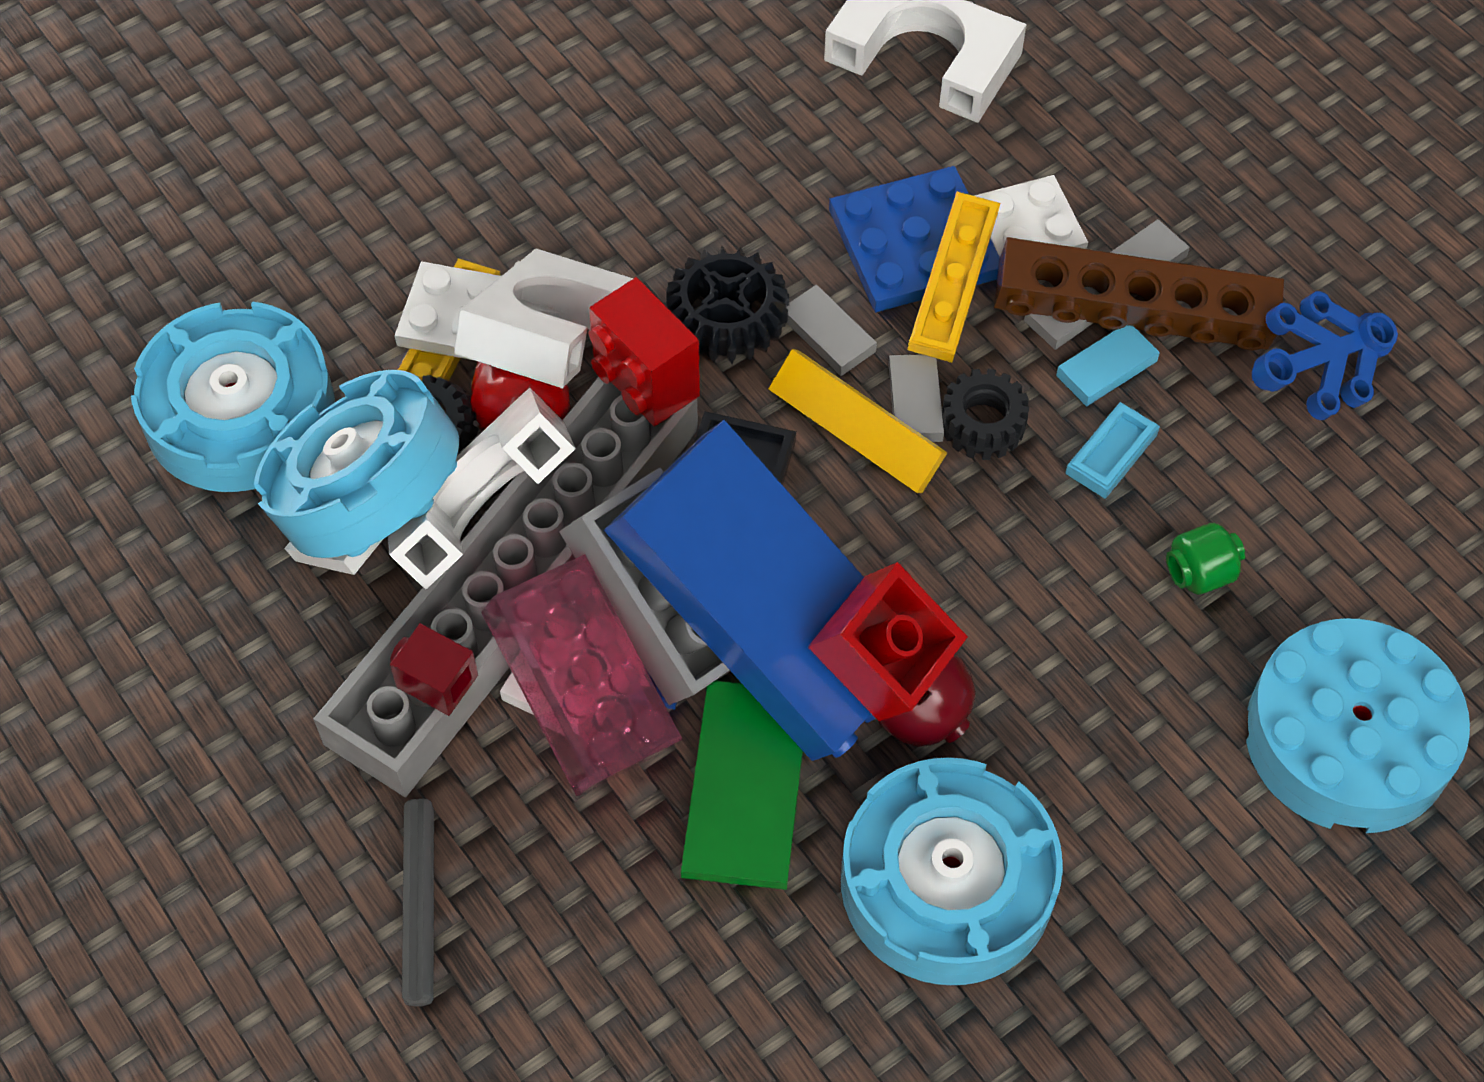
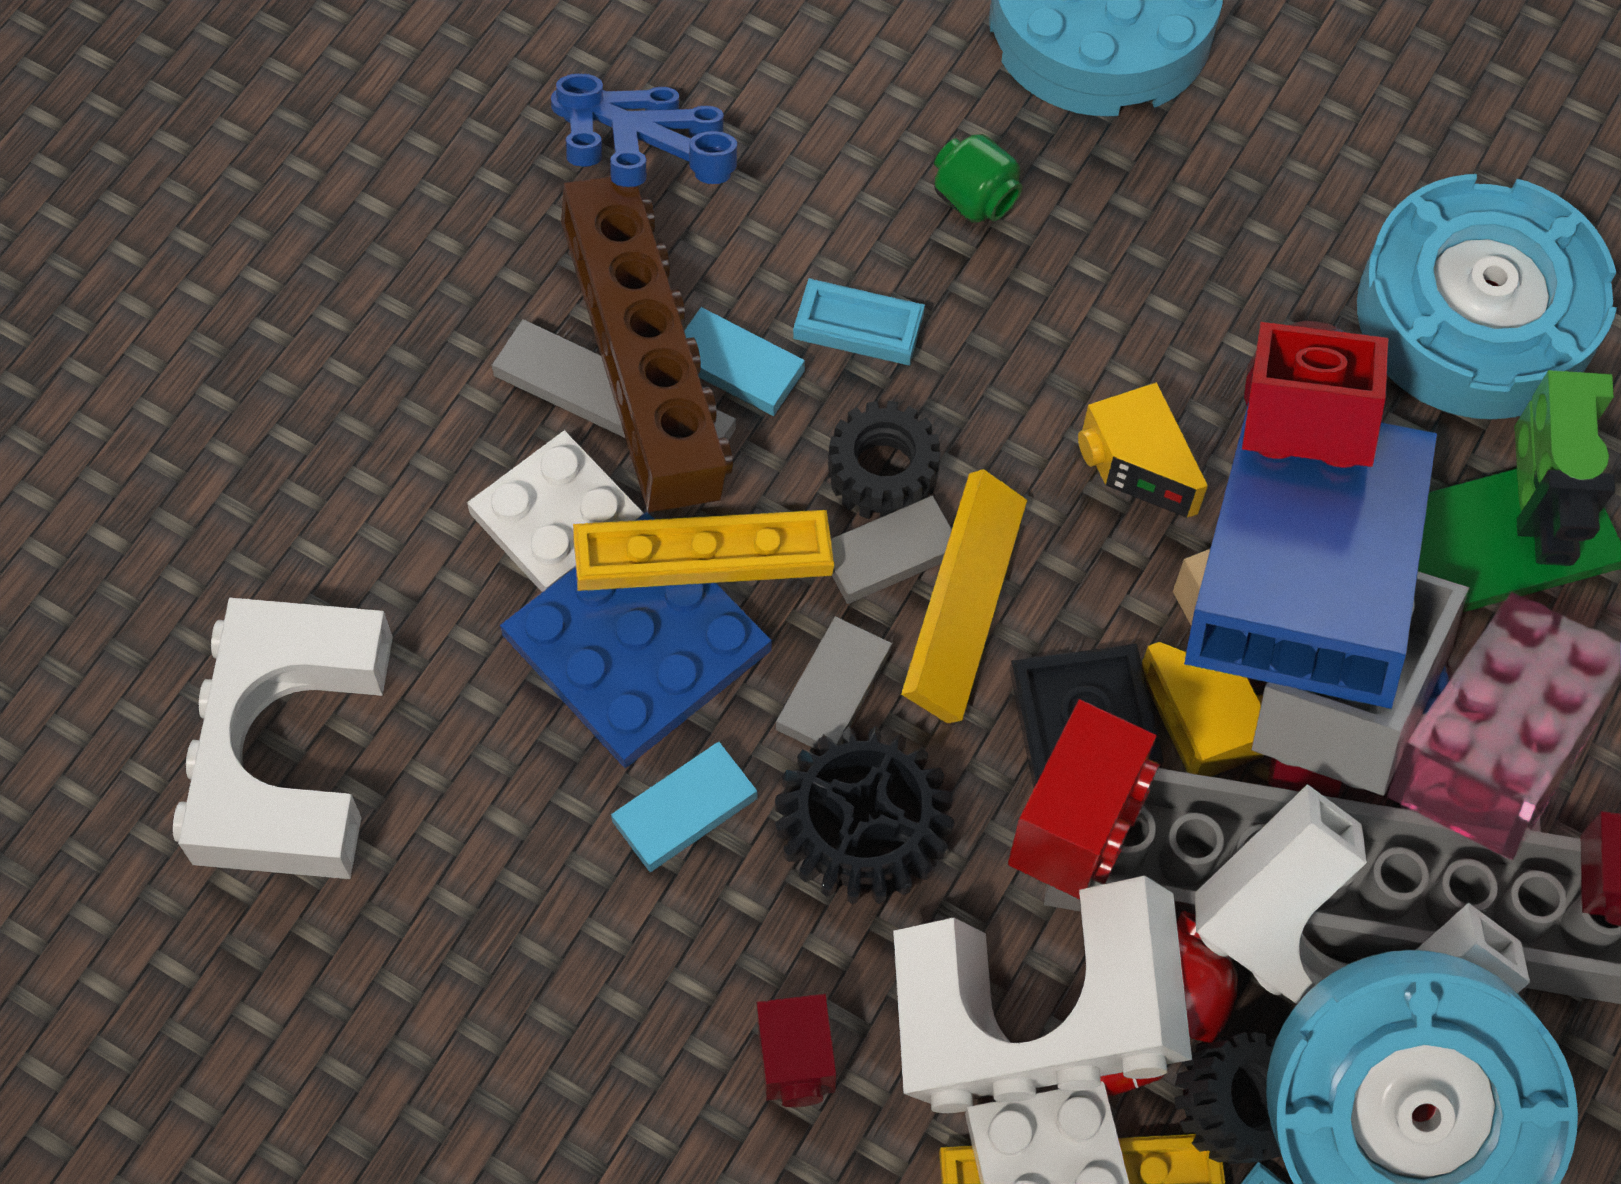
camera: 115 degrees left, 5 degrees up
(596, 217) = (796, 1050): none -> dark red brick
(763, 818) = (1563, 464): none -> hips
(785, 224) = (684, 806): none -> medium azure tile
(935, 563) = (1143, 450): none -> yellow slope

